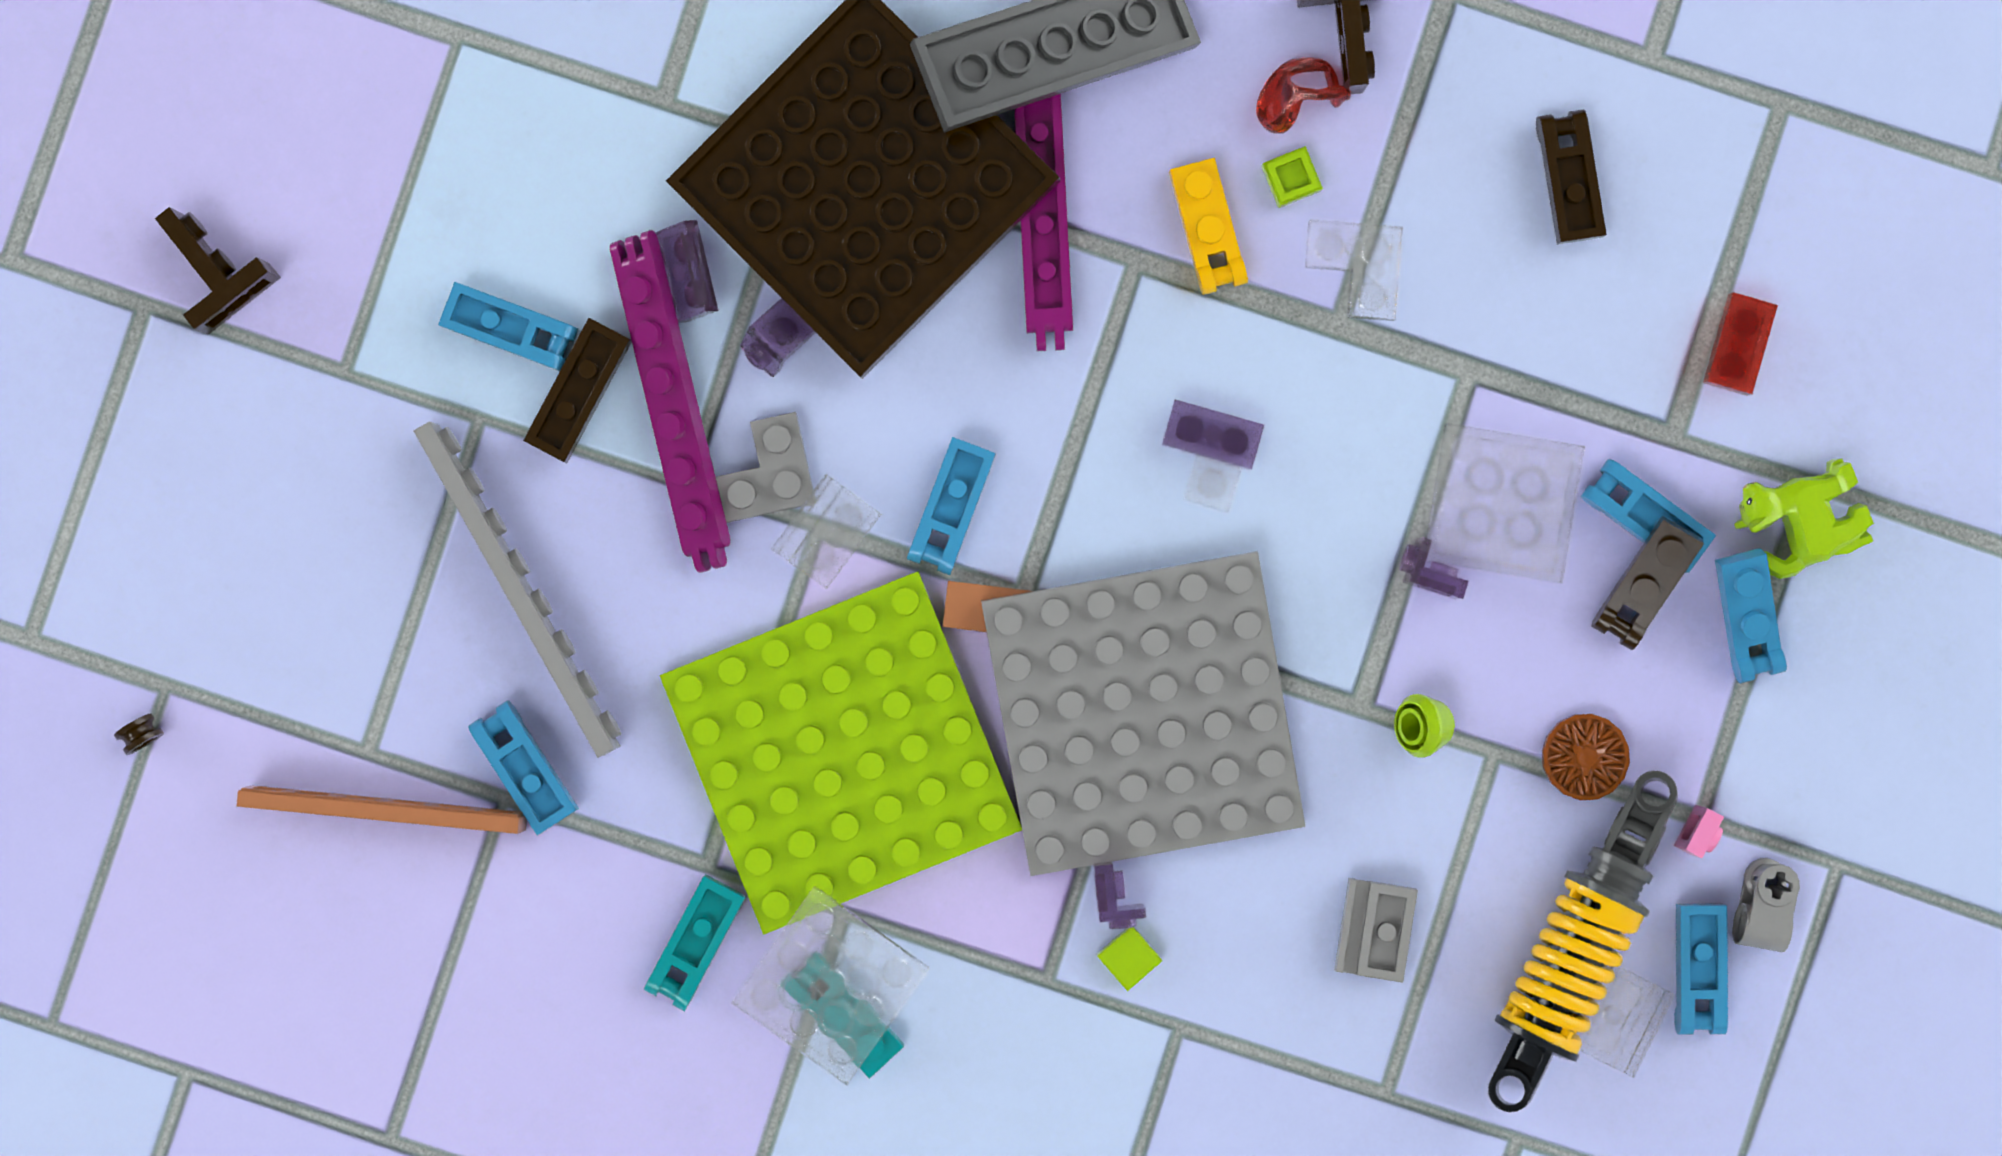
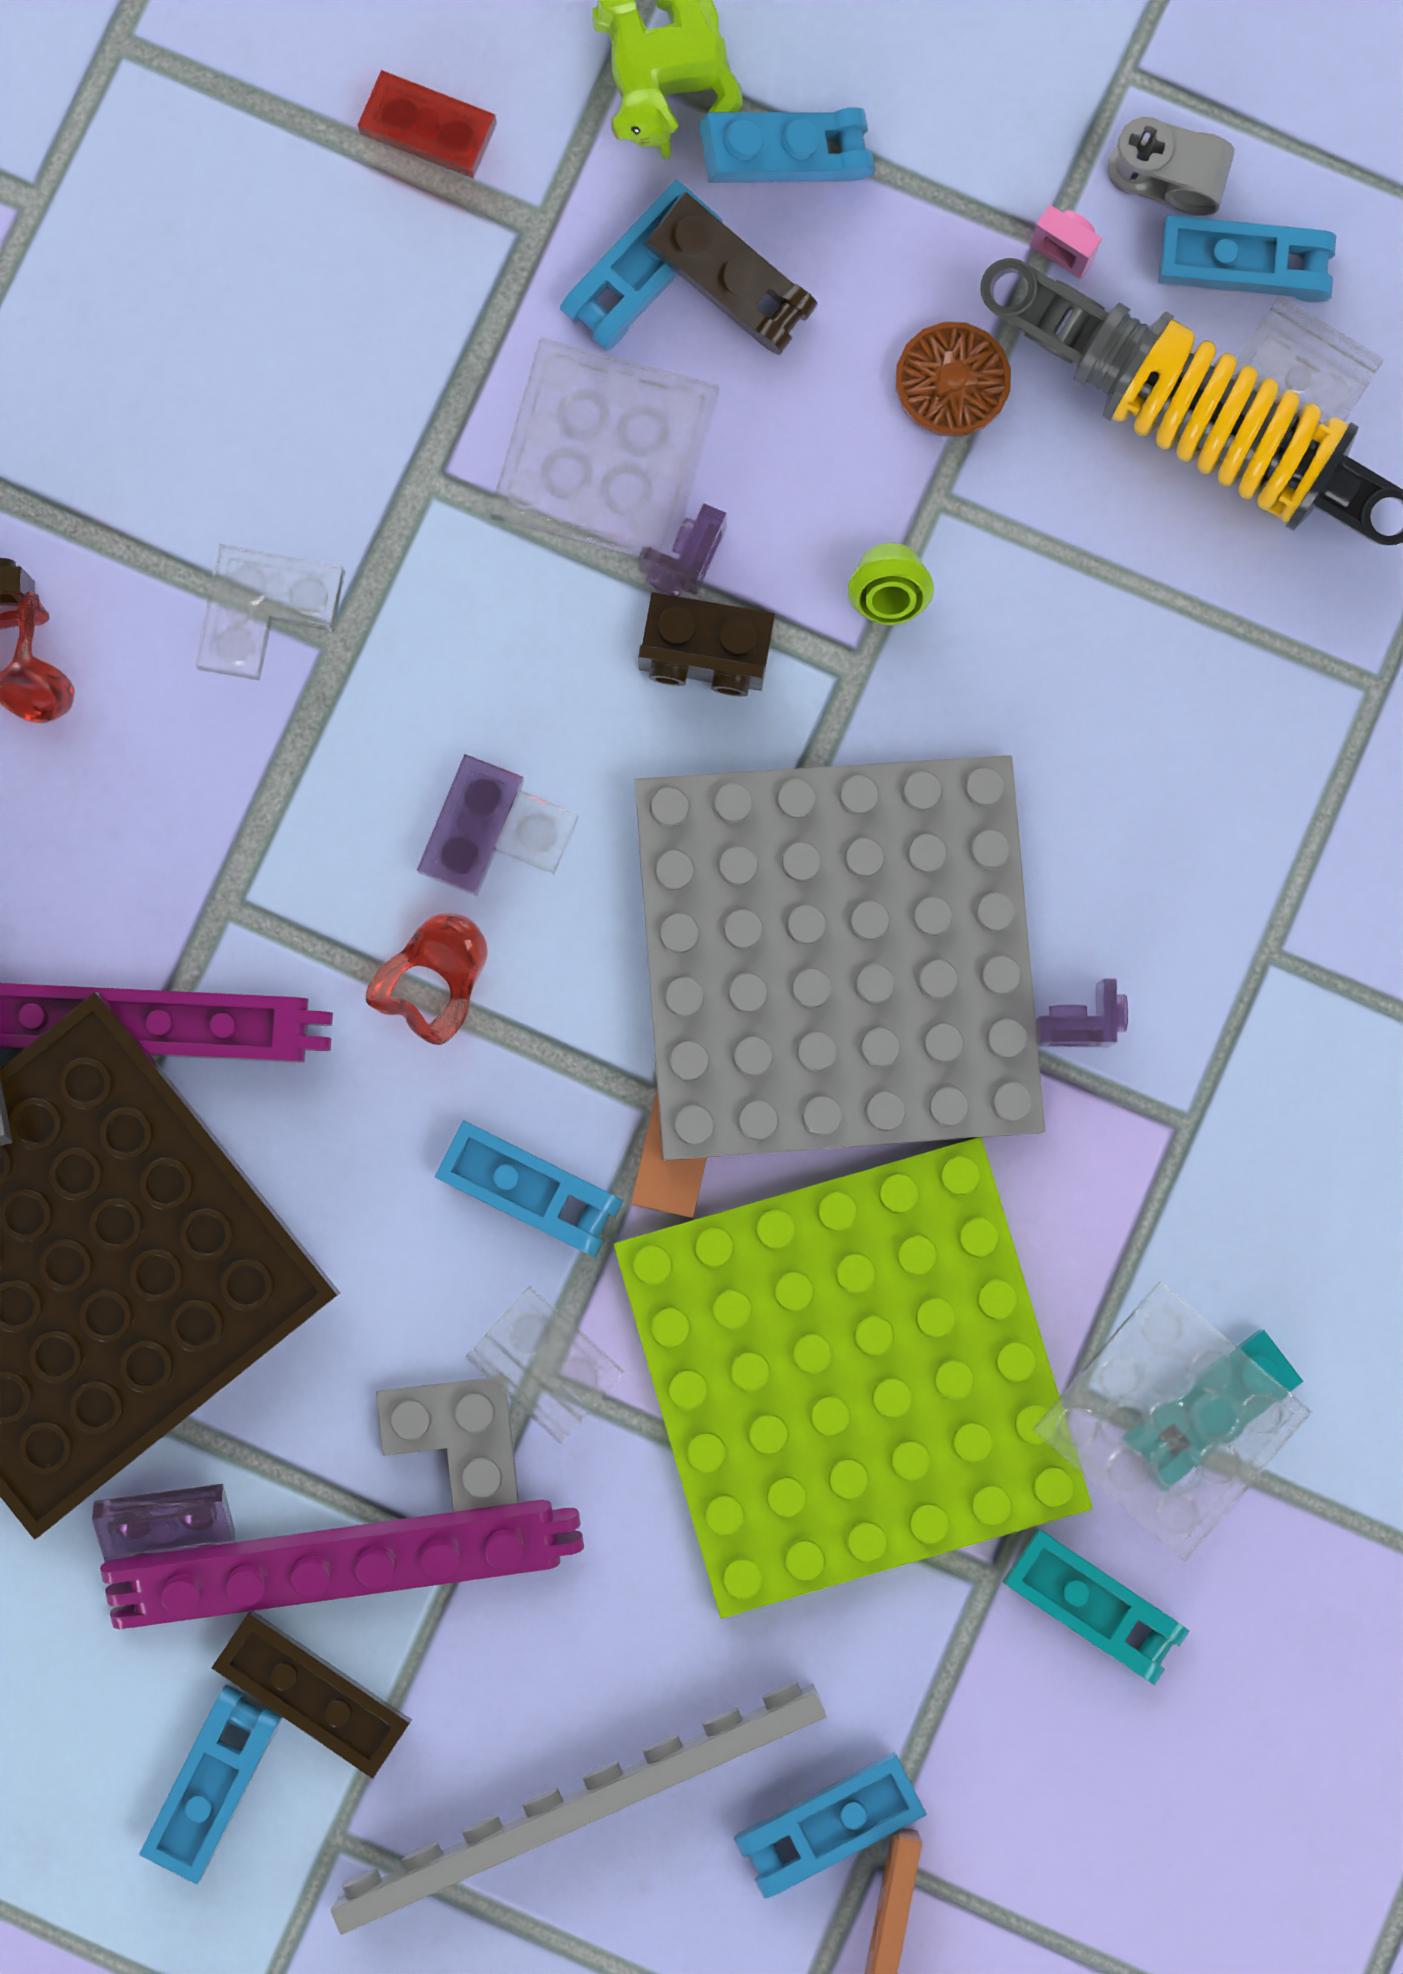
camera: 80 degrees left, 5 degrees down
(775, 337) = (270, 1408): clear purple bracket -> none
(1120, 431) = (451, 948): none -> clear red piece
(1129, 957) = (1168, 1009): lime tile -> none
(1207, 224) = (186, 803): yellow plate -> none
(1292, 177) = (135, 685): lime tile -> none
(1365, 593) = (705, 644): none -> dark brown bracket
(1375, 930) = (1159, 676): light grey plate -> none
(1571, 178) = (181, 318): dark brown plate -> none

